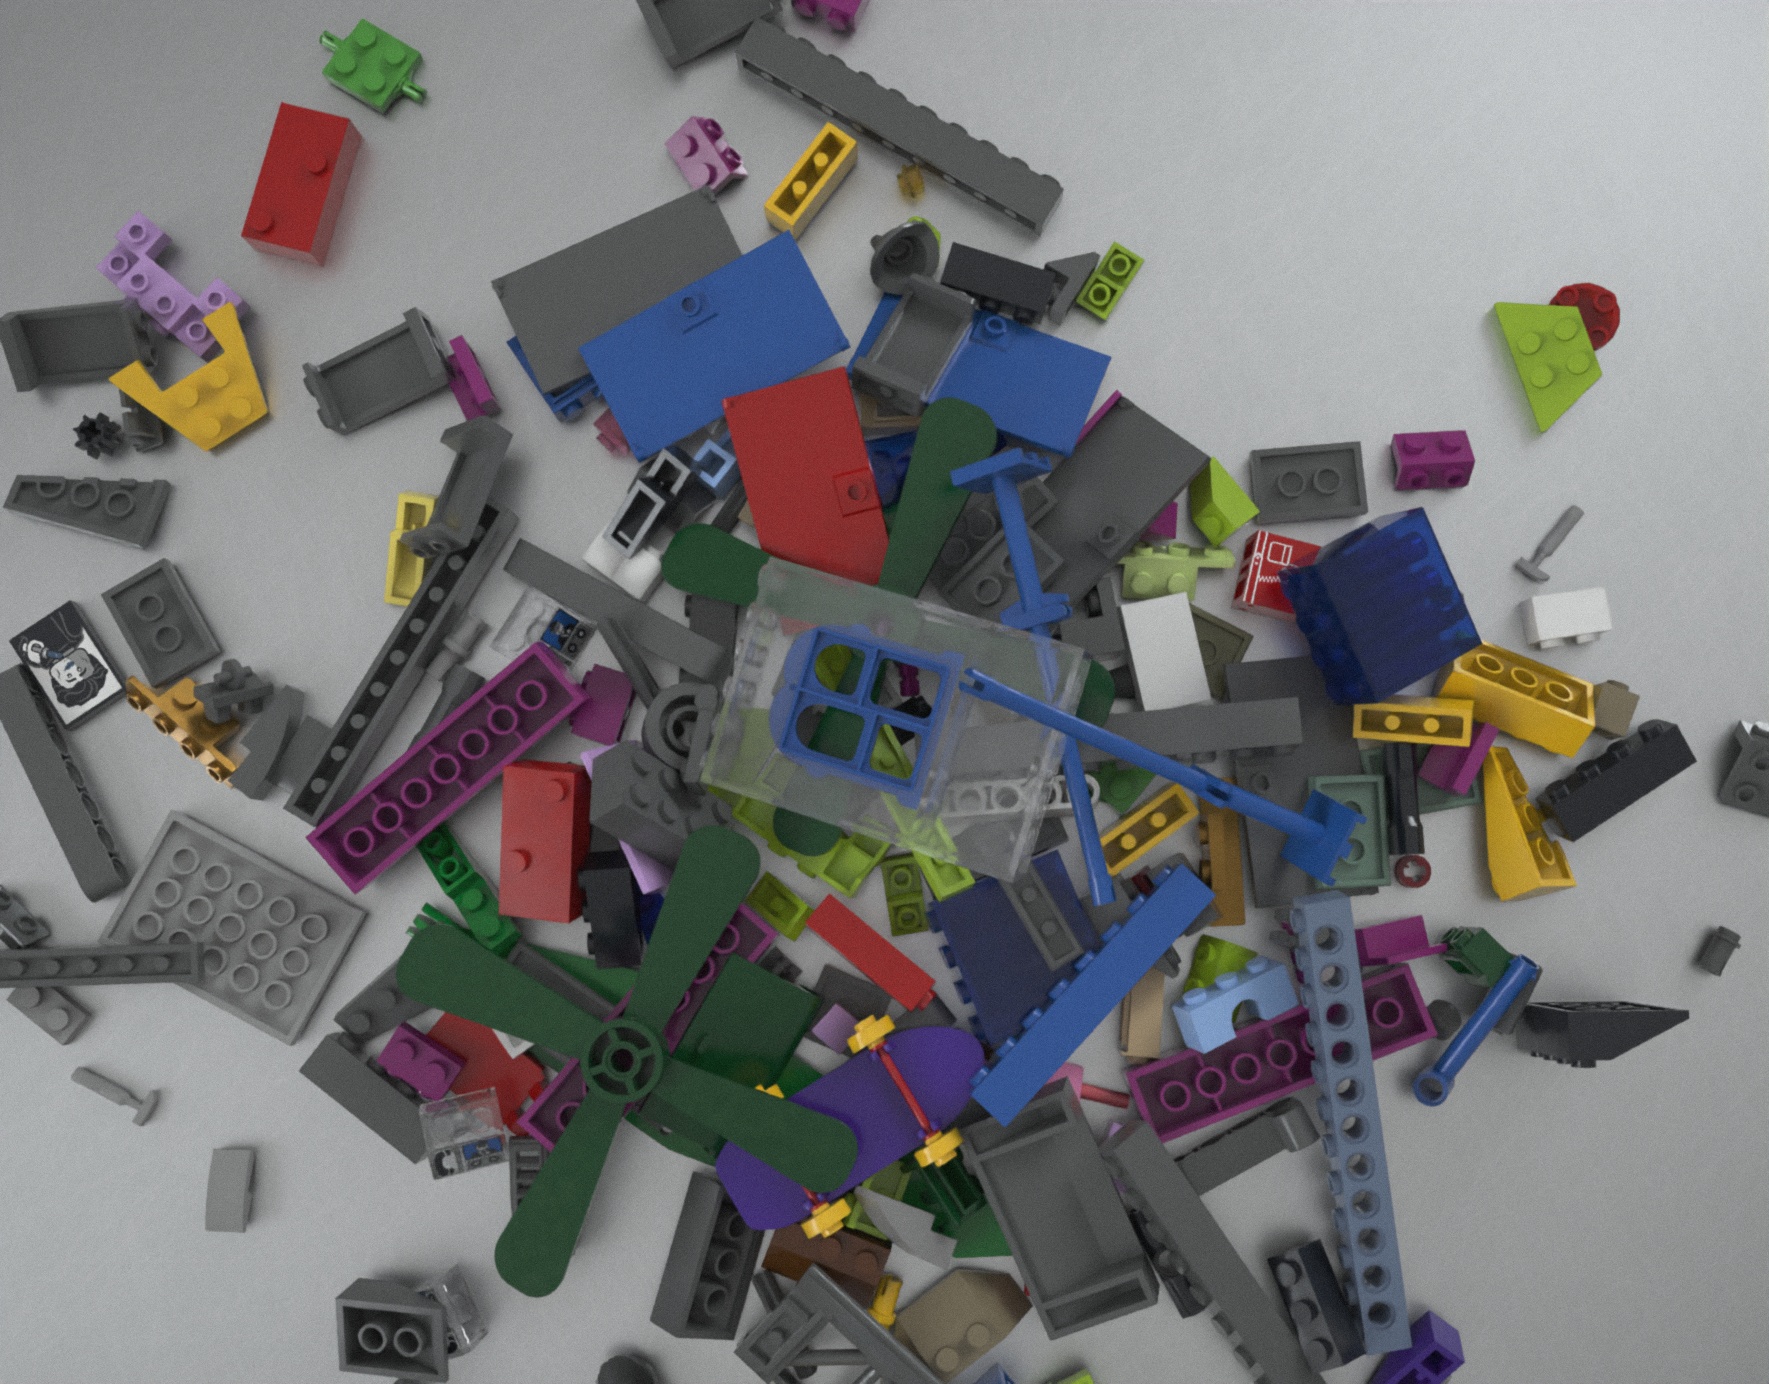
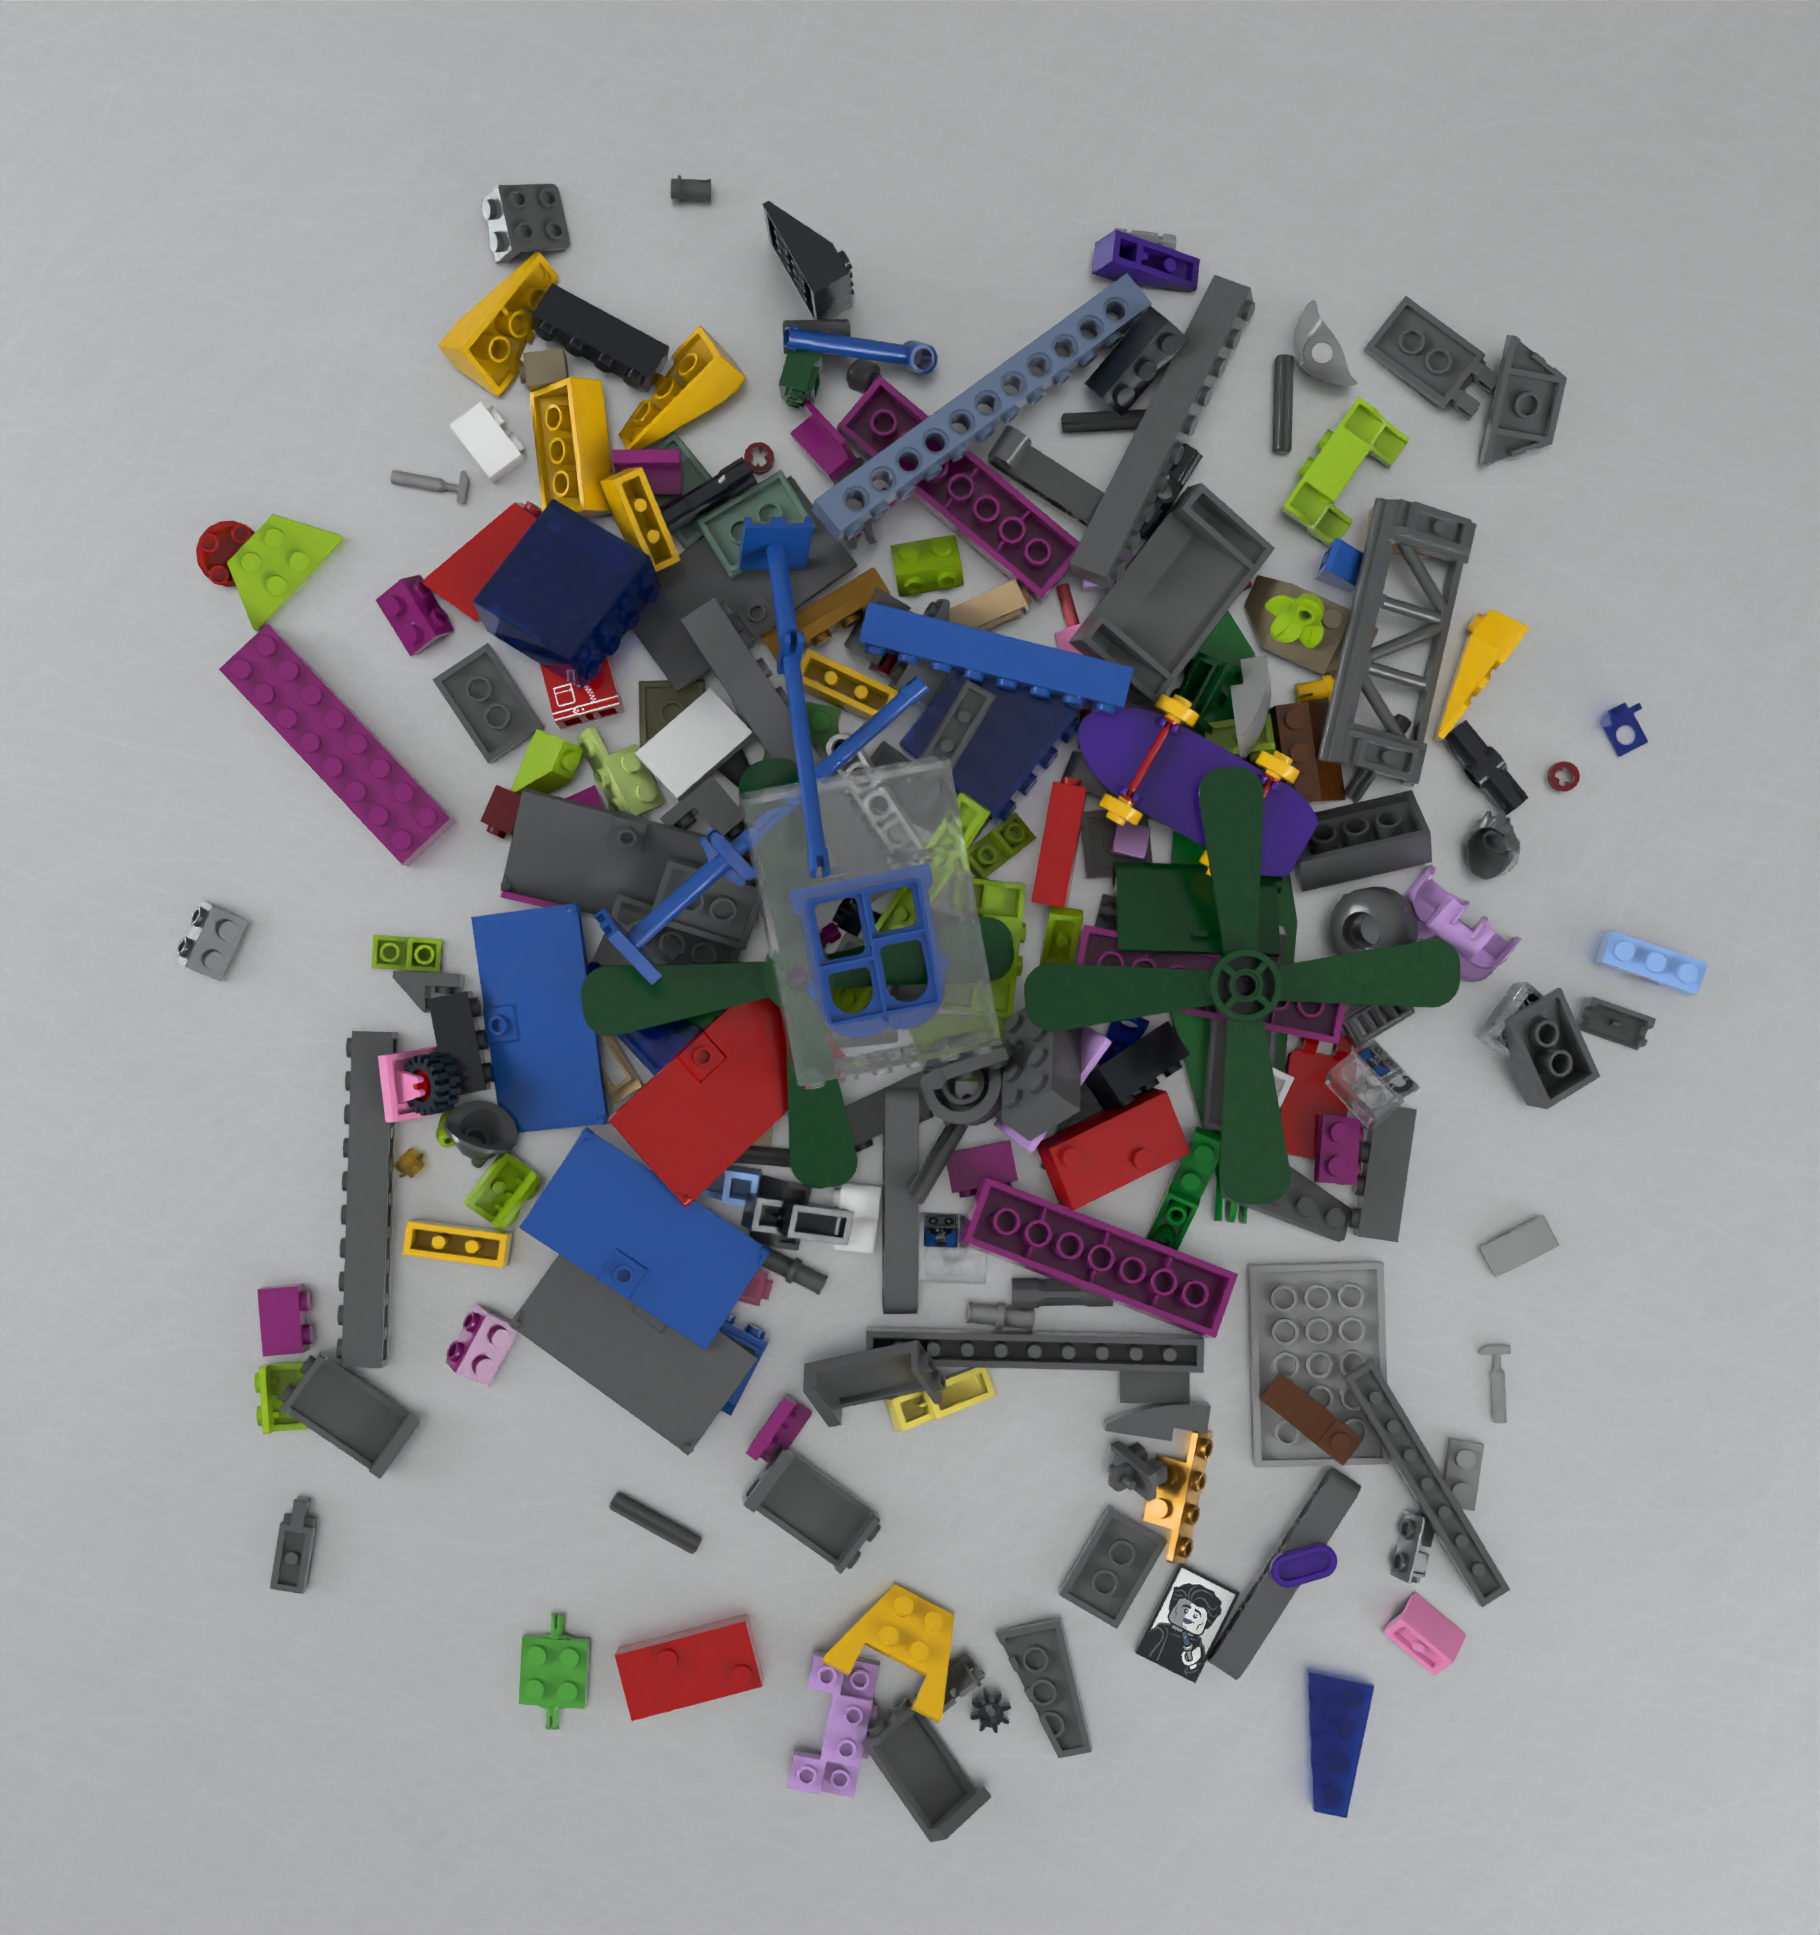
camera: 120 degrees left, 5 degrees up
(48, 803) = (1303, 1565): none -> dark purple tile
(178, 889) = (1311, 1418): none -> reddish brown slope
(452, 226) = (655, 1523): none -> dark grey axle
(603, 1290) = (1439, 913): none -> lavender piece
(608, 478) = (795, 1271): none -> dark grey pin
(626, 1249) = (1390, 910): none -> dark grey piece
(837, 250) = (503, 1190): none -> lime bracket
(915, 345) = (552, 1079): dark grey panel -> none
(965, 1318) = (1294, 622): none -> lime plate
(981, 218) = (417, 1084): none -> plate
(1199, 433) = (501, 812): none -> dark red brick
(1207, 1012) = (960, 560): light blue arch -> none
(1219, 110) = (211, 940): none -> bracket
(1272, 1234) = (1101, 421): none -> dark grey axle
(1344, 319) = (337, 745): none -> magenta brick
(1459, 540) = (473, 565): none -> red slope
(1676, 687) = (495, 331): none -> yellow wedge

